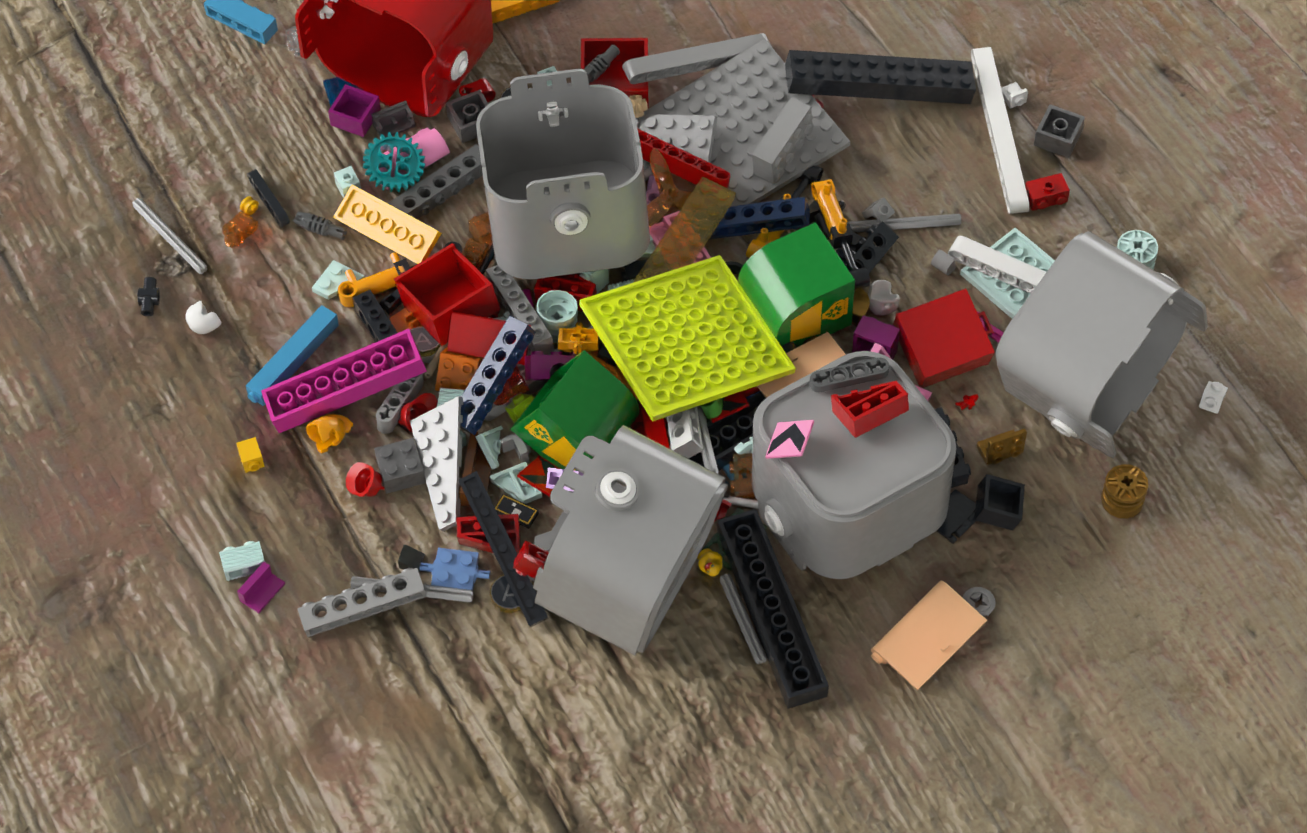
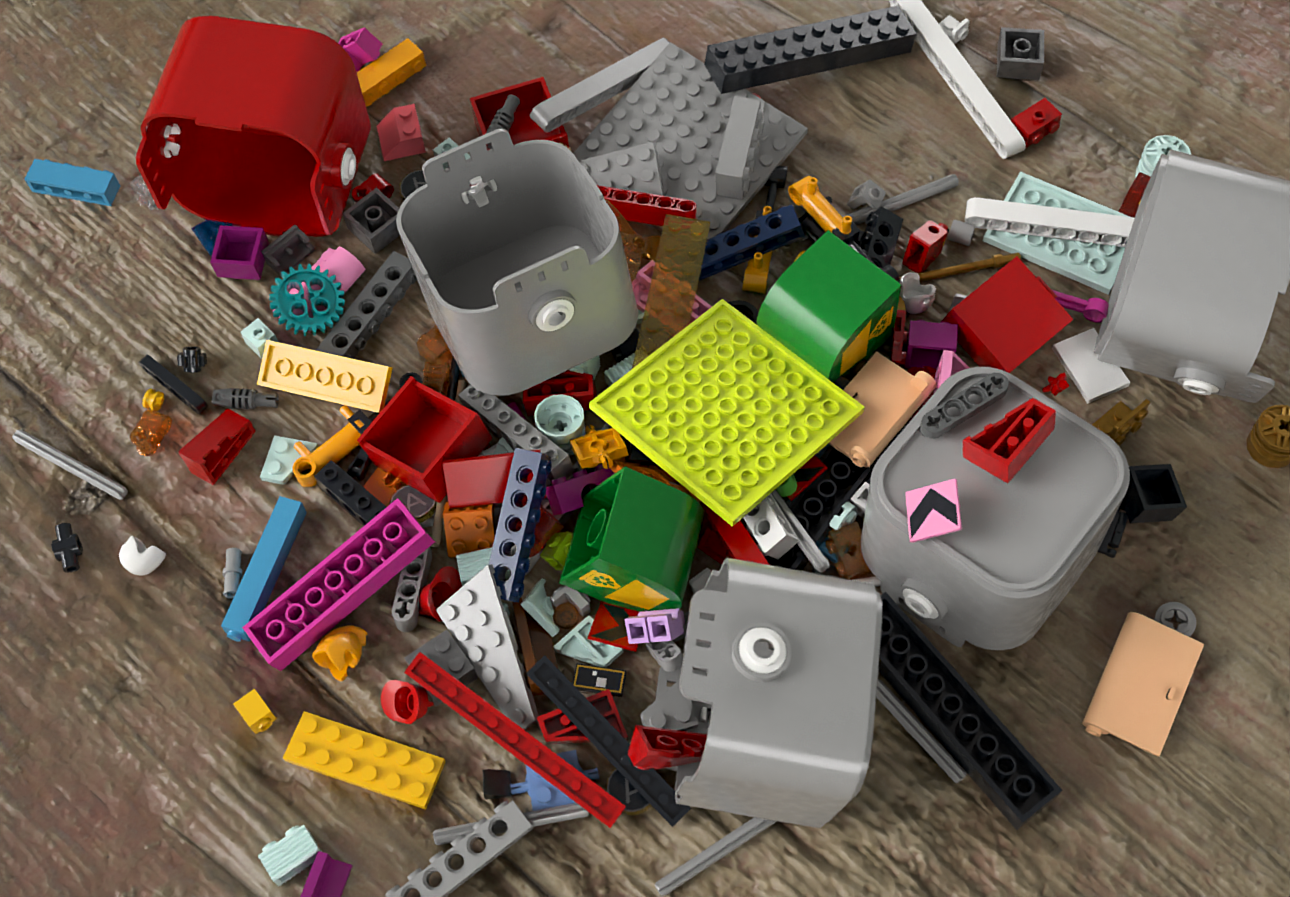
camera: 15 degrees left, 5 degrees up
(267, 350) = (232, 572): none -> light grey pin
(286, 254) = (217, 446): none -> red wedge
(289, 183) = (192, 359): none -> black gear
(319, 513) = (364, 760): none -> yellow plate
(435, 529) = (515, 740): none -> red plate
(508, 458) = (566, 616): none -> clear orange tile
(518, 51) = (400, 133): none -> coral slope
(555, 654) = (711, 855): none -> light grey axle
(847, 340) = (899, 339): none -> red wing
(908, 263) = (931, 239): none -> red torso
(932, 290) = (995, 261): none -> pearl gold bar
(999, 404) = (1091, 376): none -> white tile

